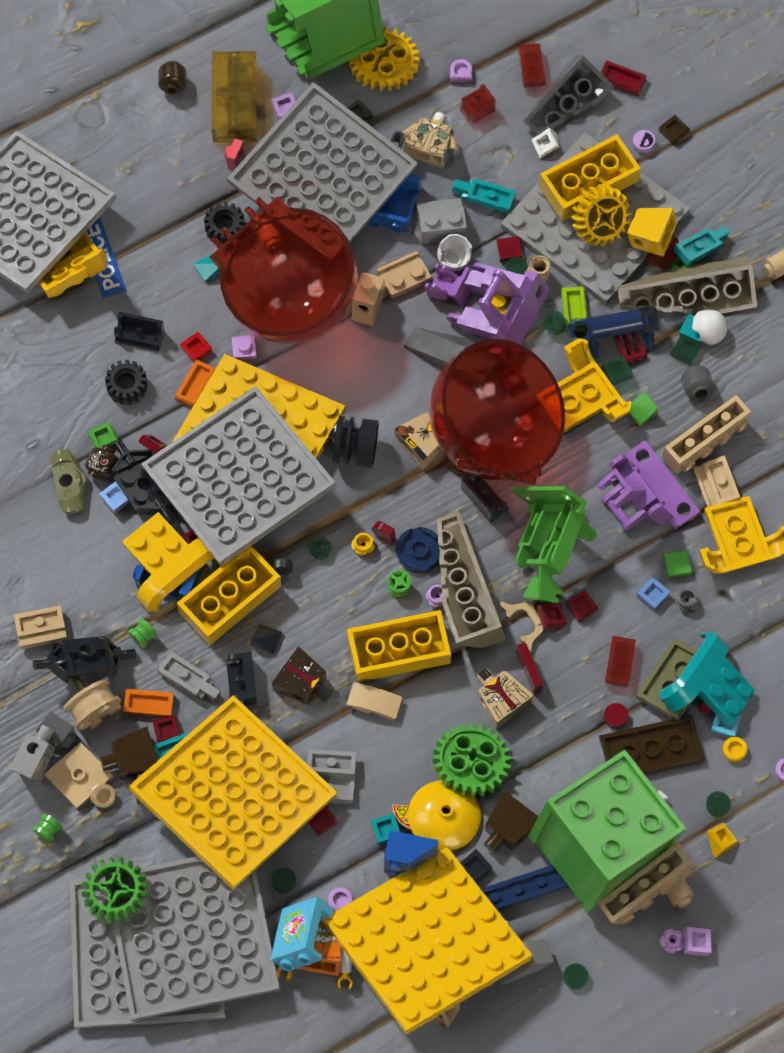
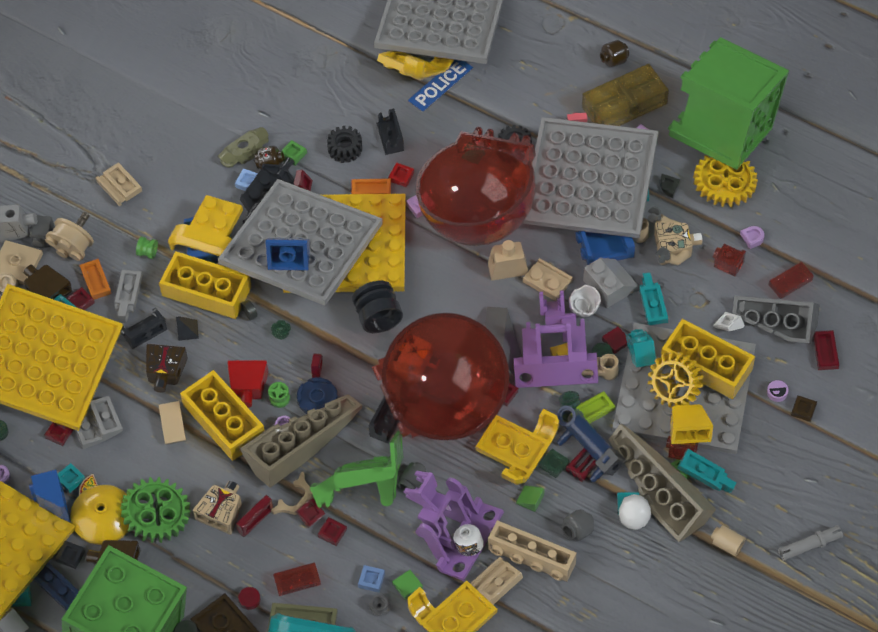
camera: 65 degrees right, 10 degrees down
(68, 660) = (112, 230): black plate -> none
(260, 488) = (287, 253): none -> blue slope
(363, 538) = (300, 351): yellow plate -> none
(365, 605) = (248, 379): none -> red torso
(542, 228) = (641, 348): none -> teal slope
(668, 483) = (468, 540): none -> white head
(685, 349) = (606, 506): clear green tile -> none

